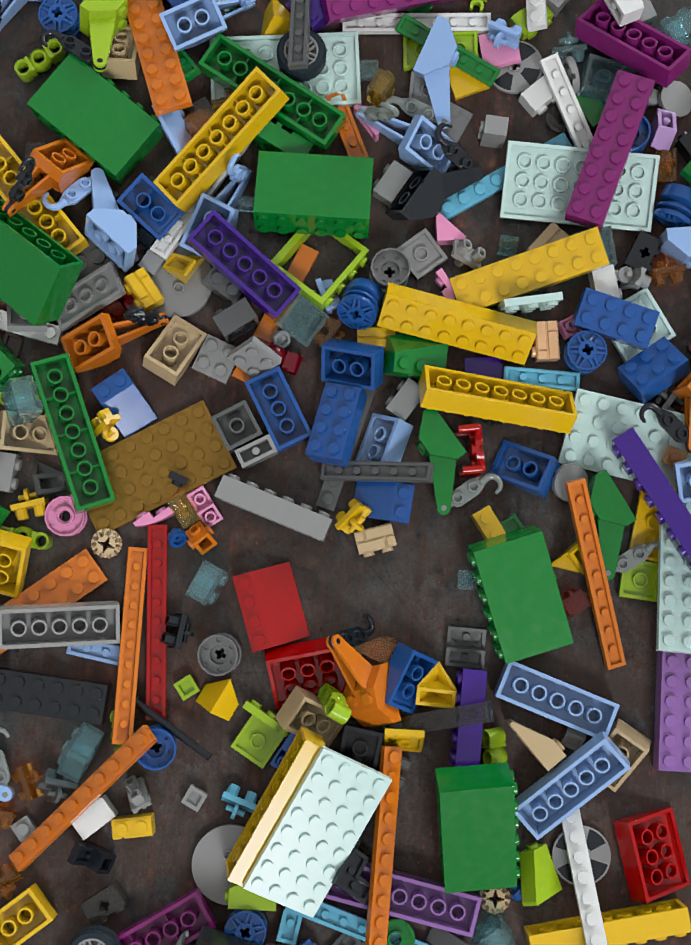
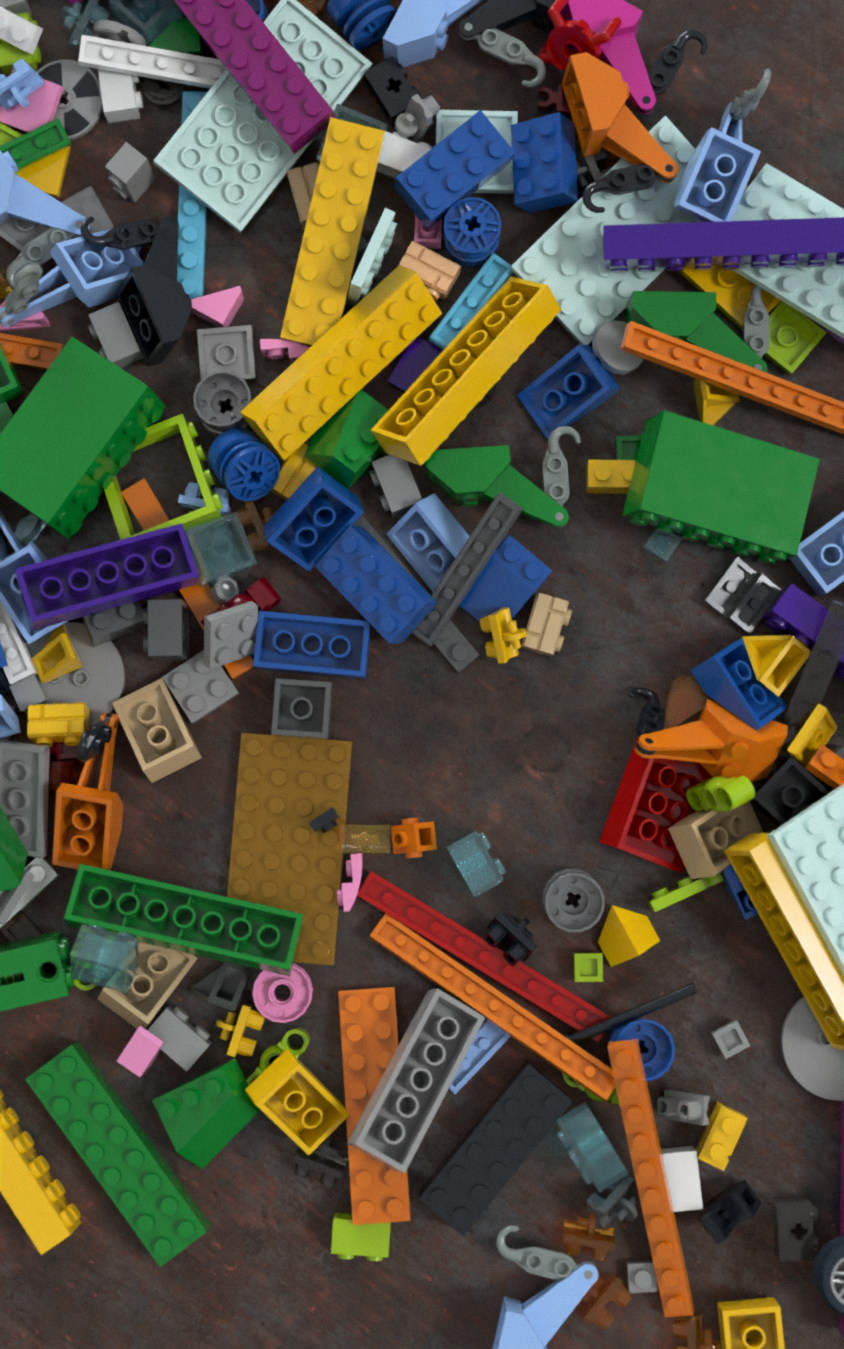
camera: 55 degrees left, 0 degrees up
(101, 536) = (335, 961): tan gear -> none
(105, 424) = (197, 873): yellow hips -> none
(124, 397) = (185, 833): slope -> none
(177, 537) = (394, 867): blue tile -> none
(204, 506) = (375, 810): bright pink slope -> none
(247, 804) = (776, 978): medium azure hips -> none
(256, 452) = (348, 704): light grey brick -> none
(257, 741) = (706, 919): lime plate -> none
(271, 606) = (551, 803): red slope -> none
(273, 508) = (433, 724): light grey brick -> none
(465, 254) = (262, 300): light grey hips -> none
(475, 451) = (511, 434): red plate -> none
(507, 245) = (281, 244): clear light blue plate -> none
(575, 602) = (768, 427): clear red brick -> none
(673, 455) = (663, 203): clear orange plate -> none
(676, 272) = (439, 65): clear orange hips -> none

